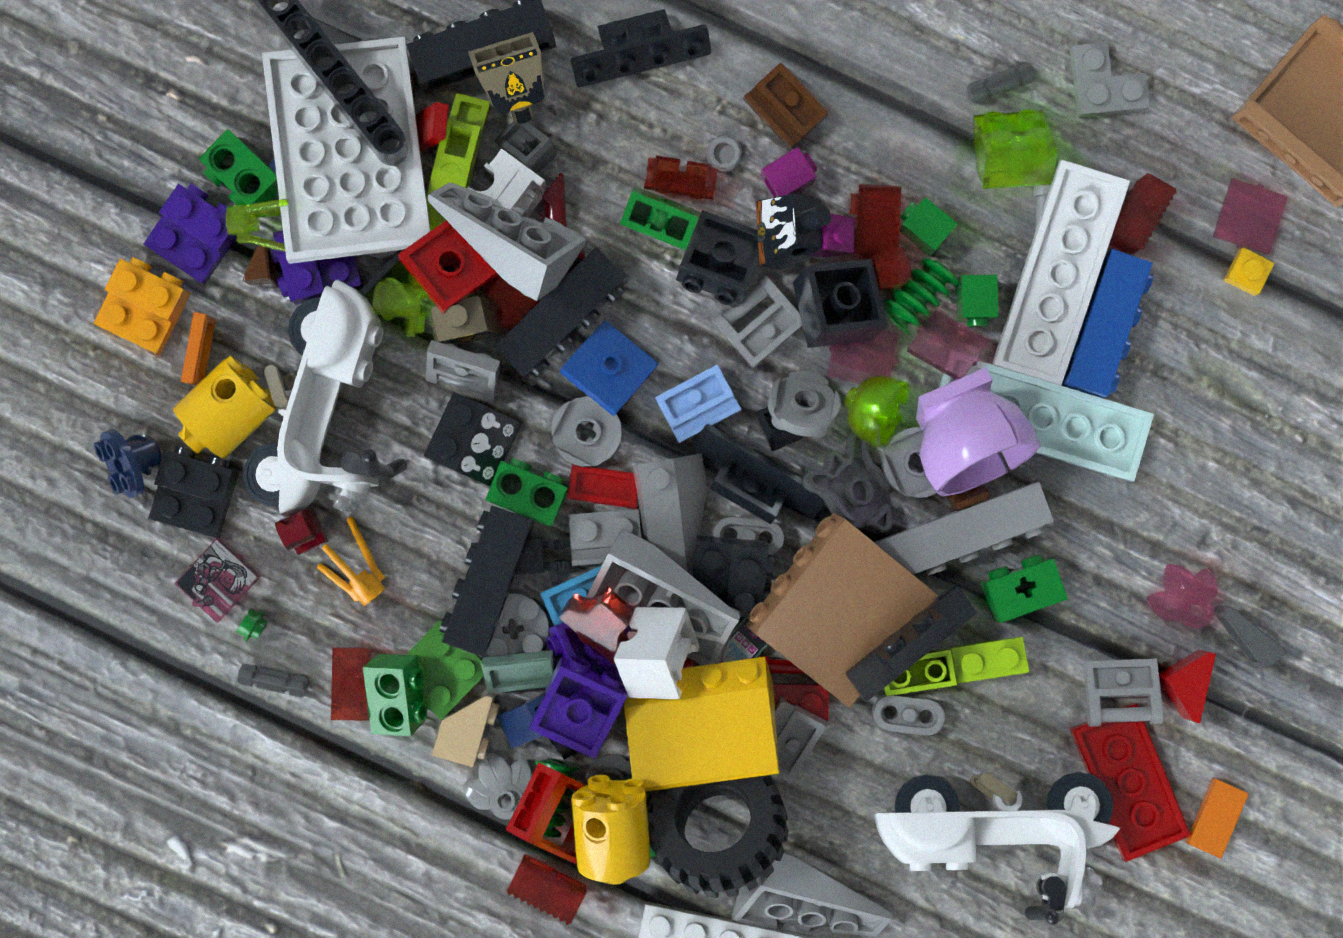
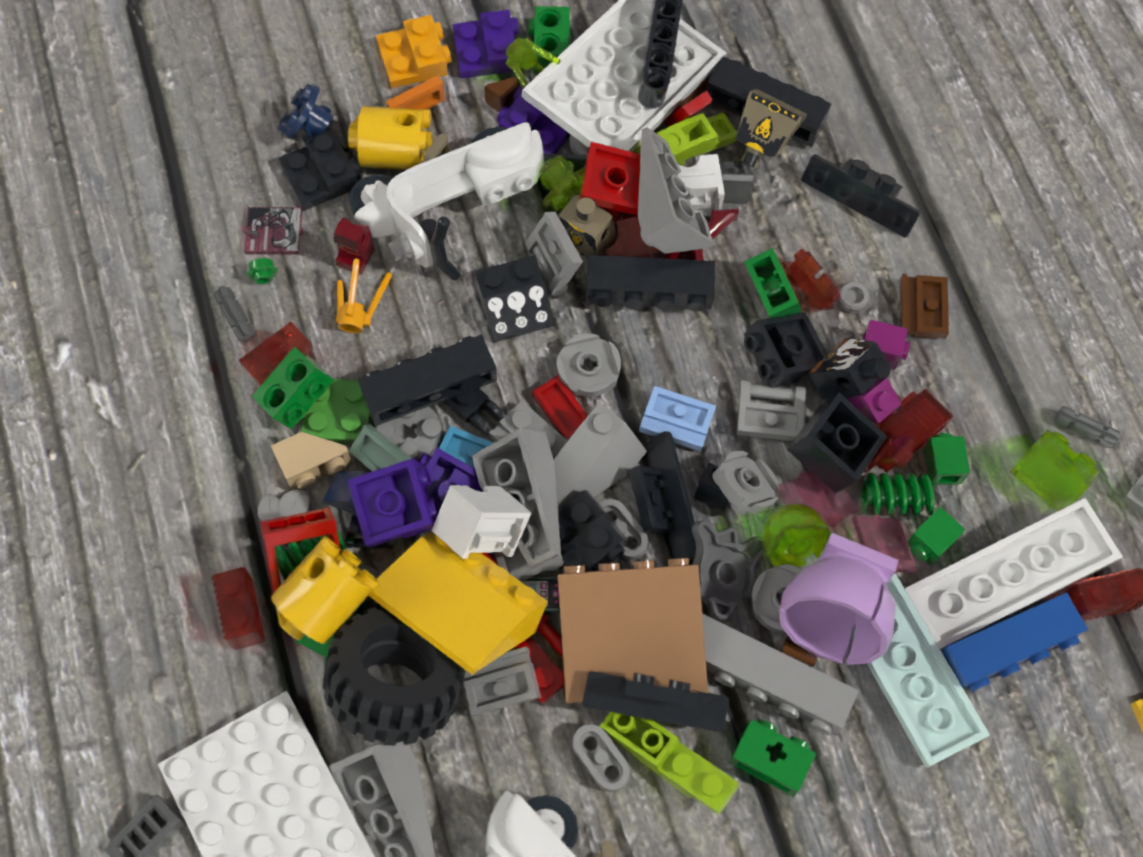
camera: 50 degrees right, 20 degrees down
(525, 500) = (513, 361): green brick -> none
(599, 620) = (467, 465): clear red brick -> none
(609, 368) = (644, 342): blue plate -> none

